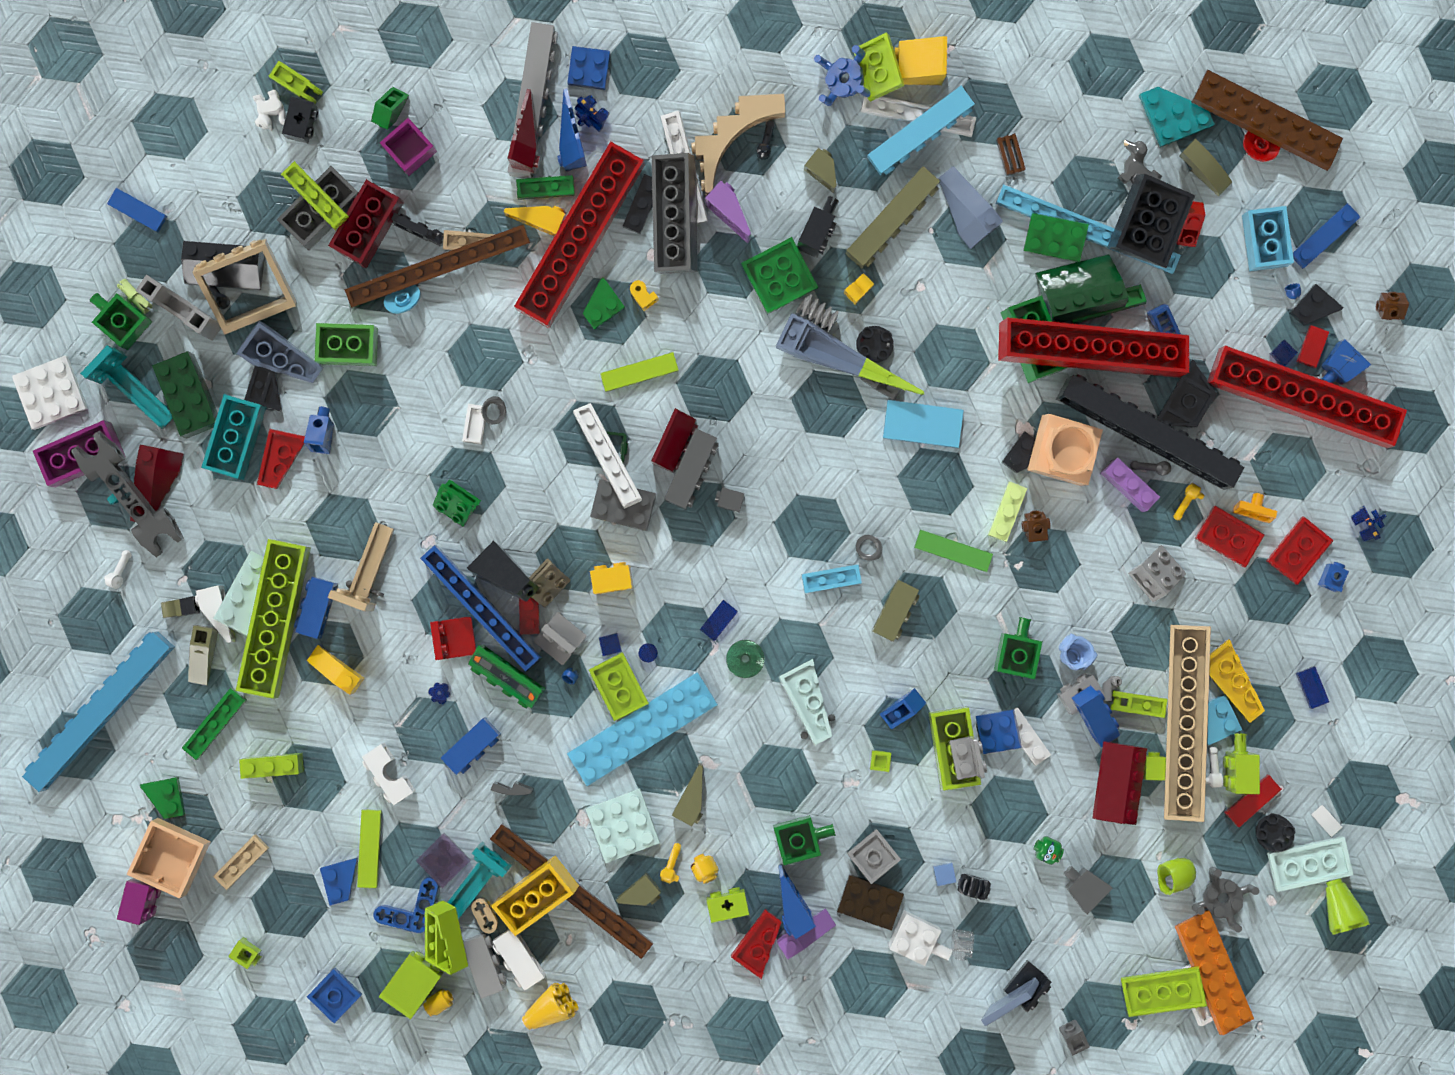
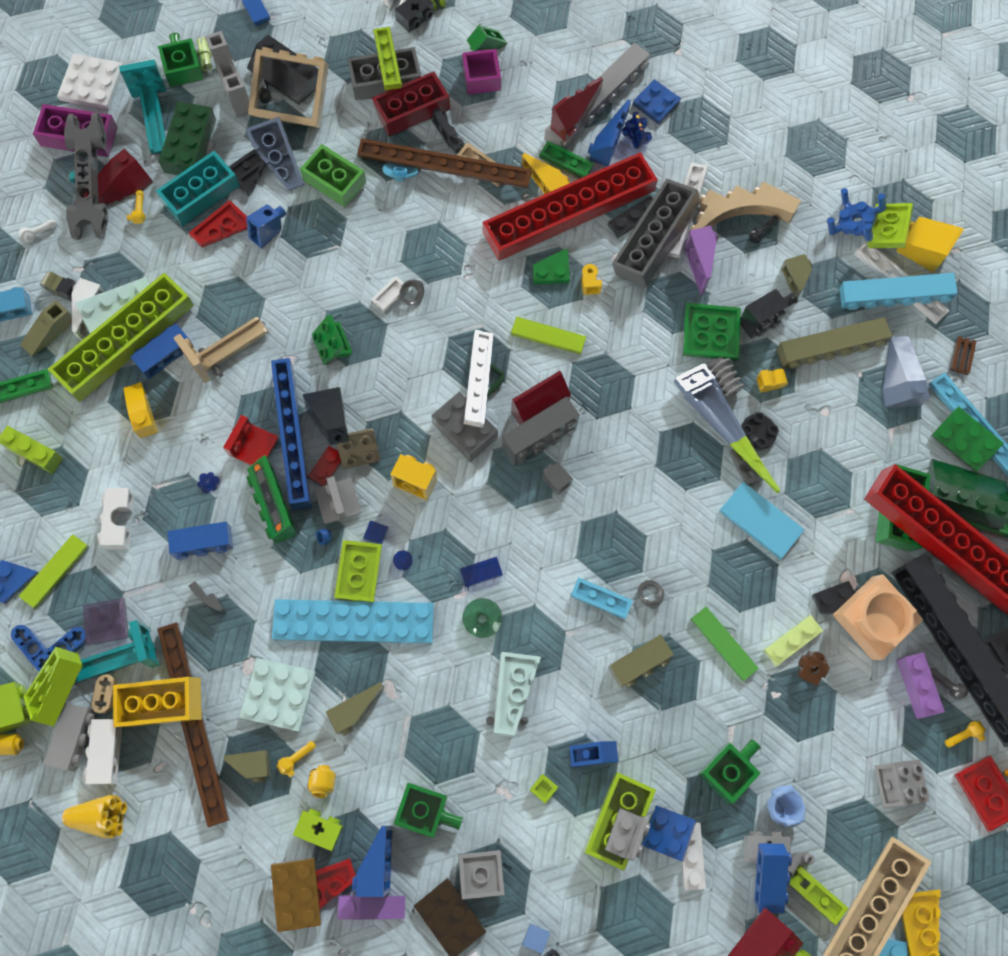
camera: 30 degrees right, 15 degrees down
(198, 497) = (138, 215): none -> yellow piece
(743, 962) = (295, 894): none -> pearl gold plate

